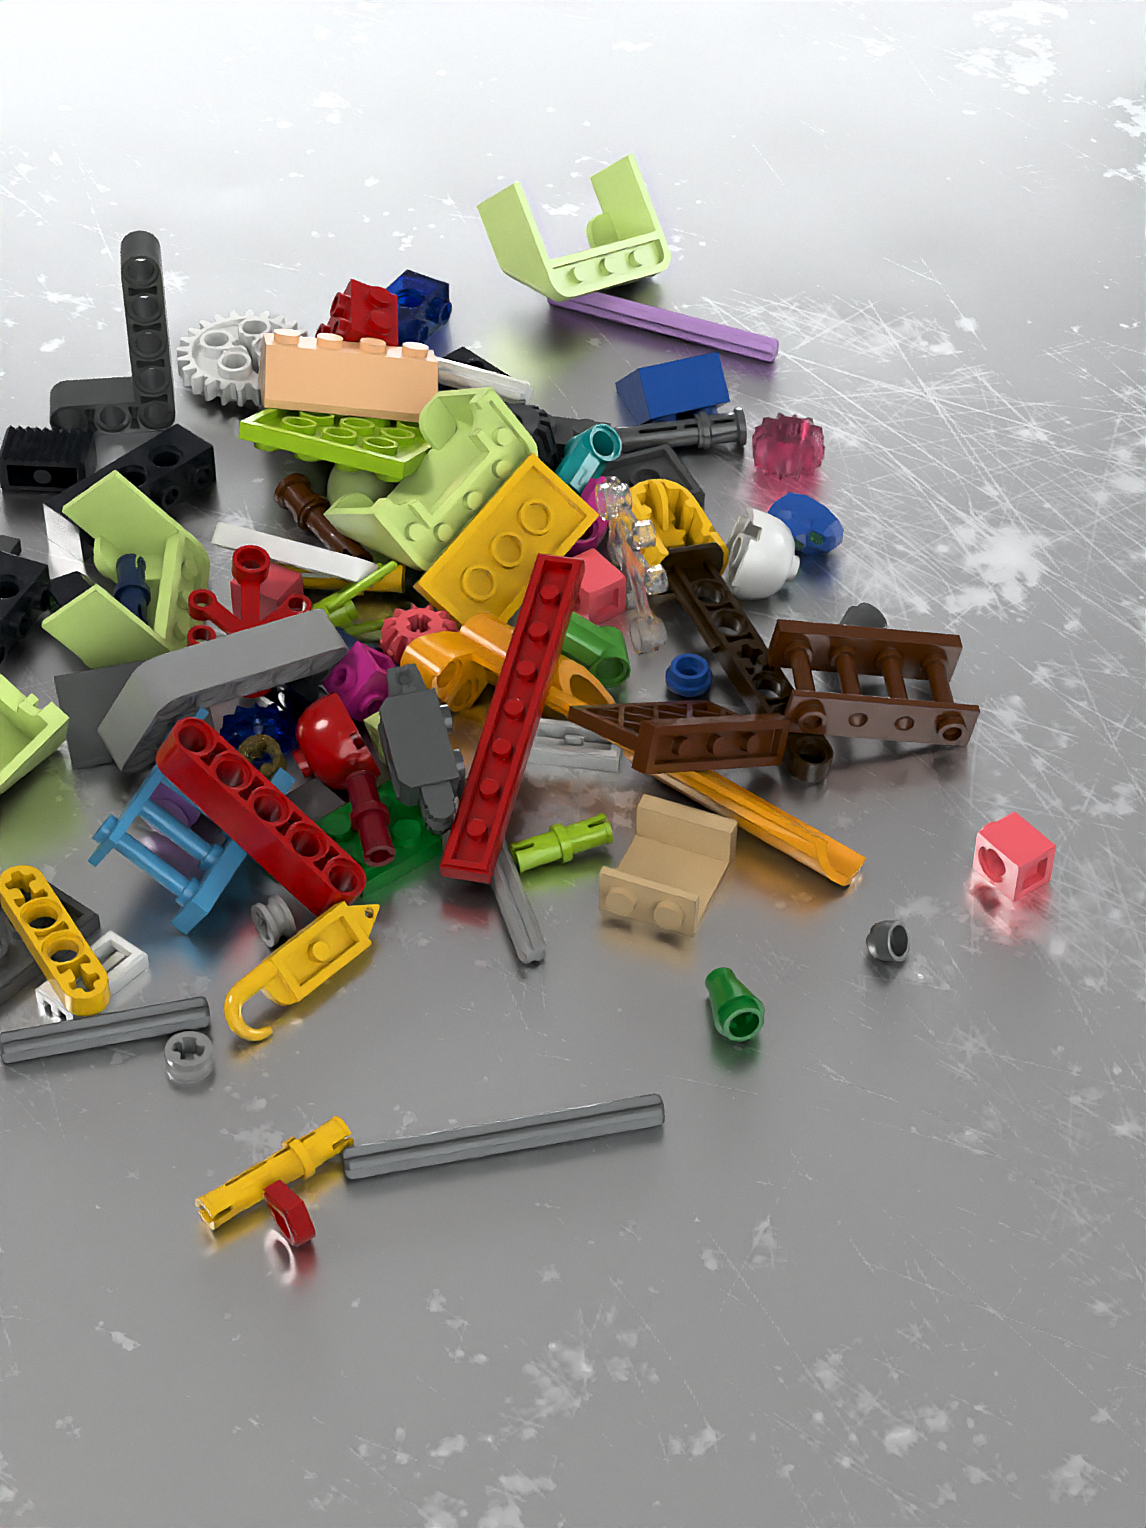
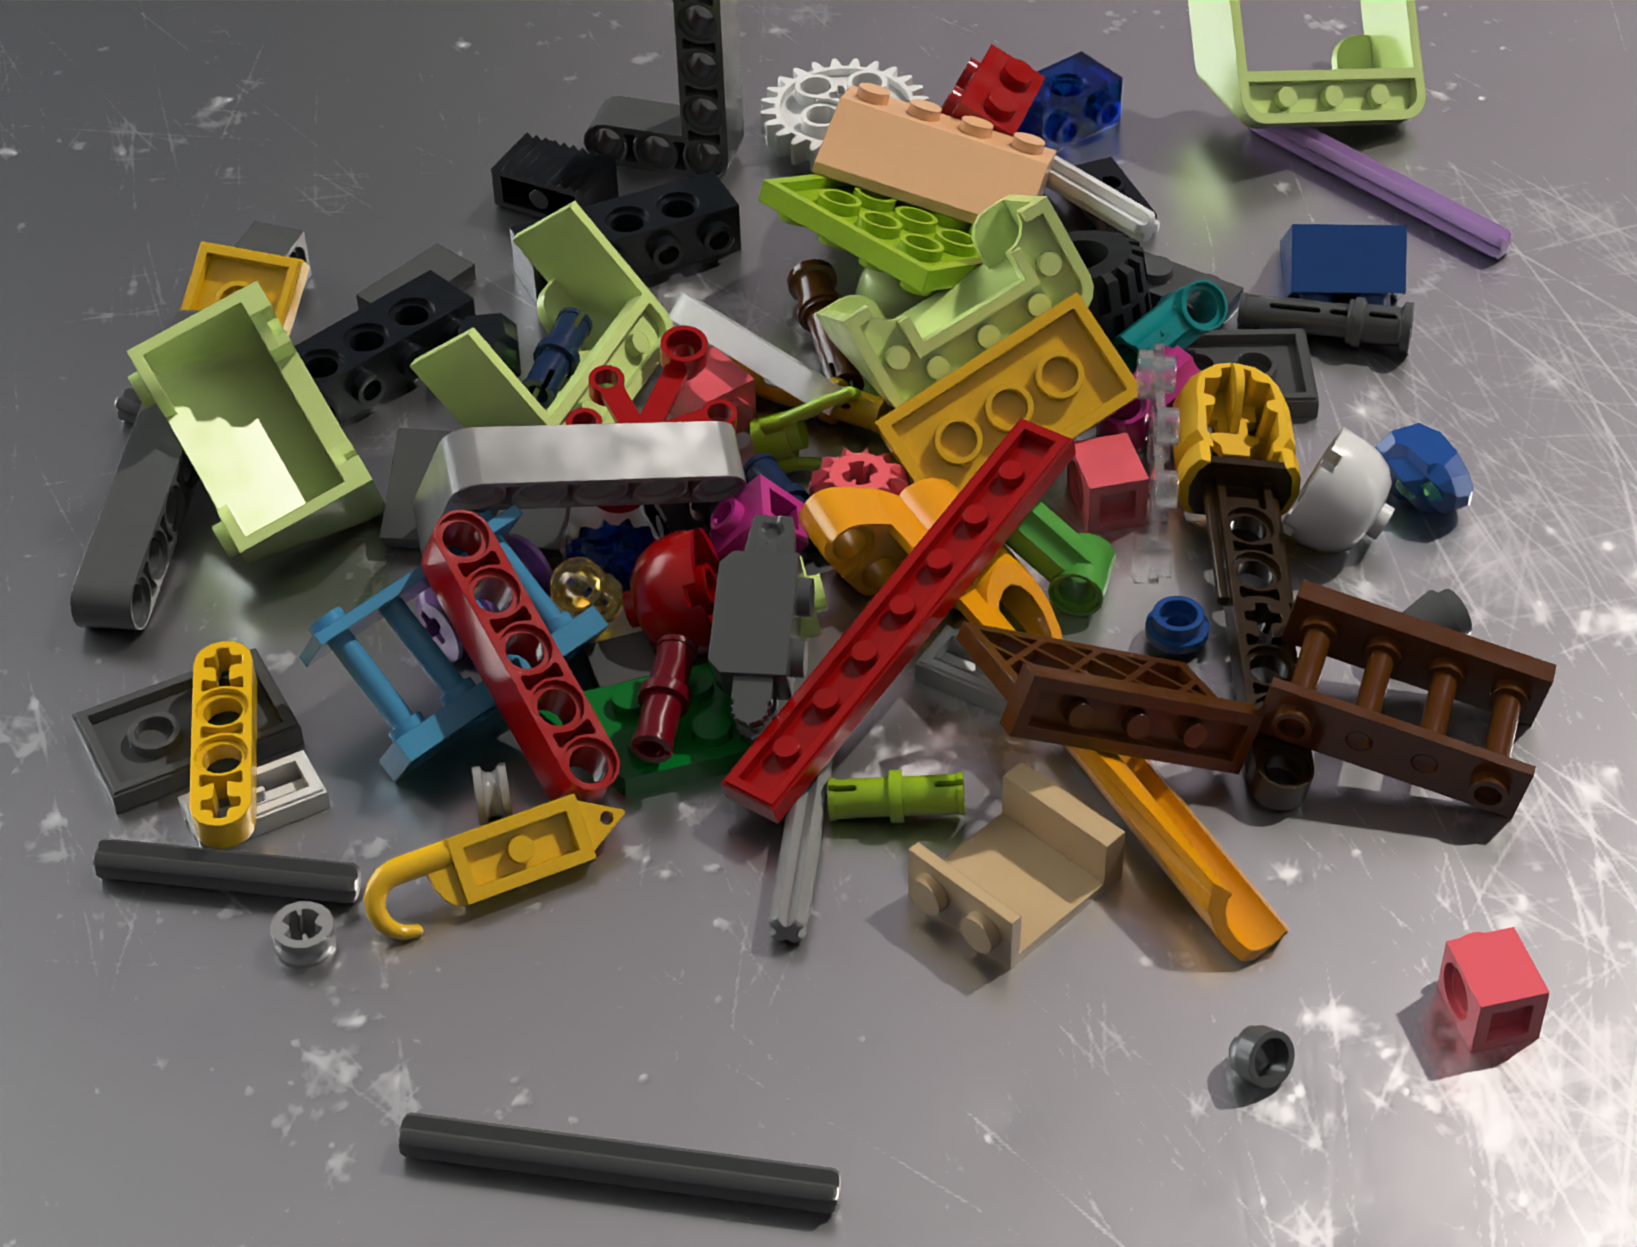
camera: 25 degrees right, 0 degrees up
(289, 1213) = (291, 1178): red tile -> none
(294, 1160) = (311, 1116): yellow pin -> none
(734, 1007) = (1002, 1082): green cone -> none
(788, 446) = (1456, 367): clear pink gear -> none

